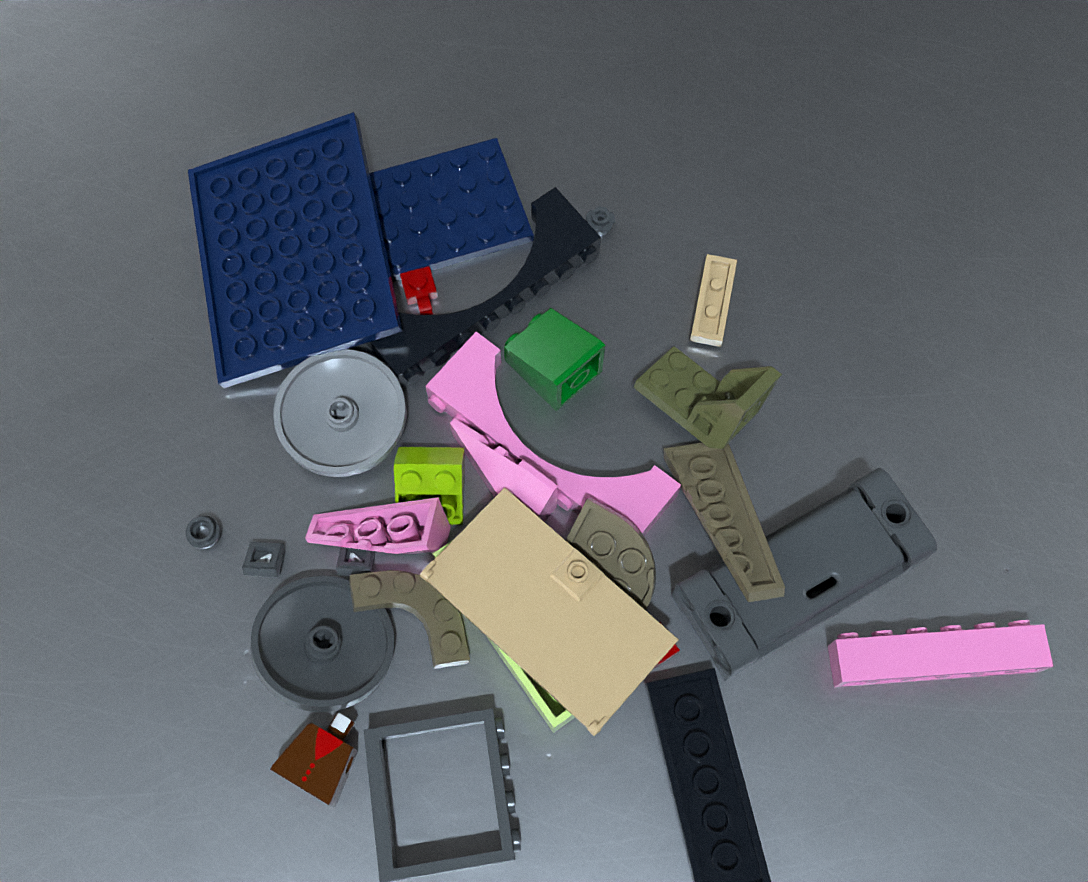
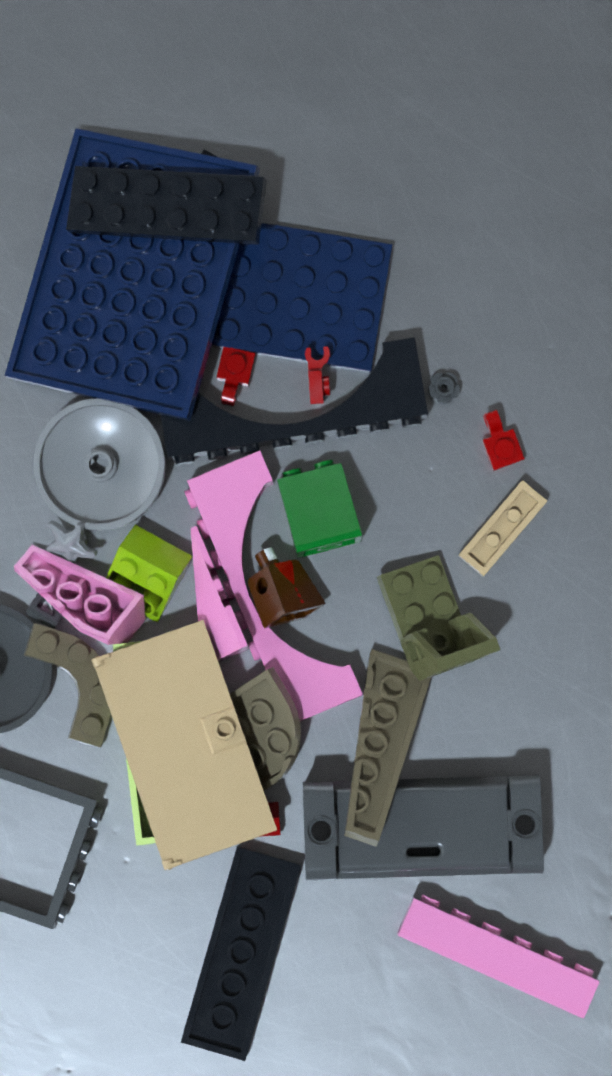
camera: 30 degrees right, 15 degrees up
(292, 178) = (167, 205): none -> black plate
(347, 492) = (70, 542): none -> light grey animal
(495, 261) = (318, 384): none -> red plate
(560, 434) = (282, 590): none -> reddish brown torso
(671, 241) = (501, 446): none -> red plate

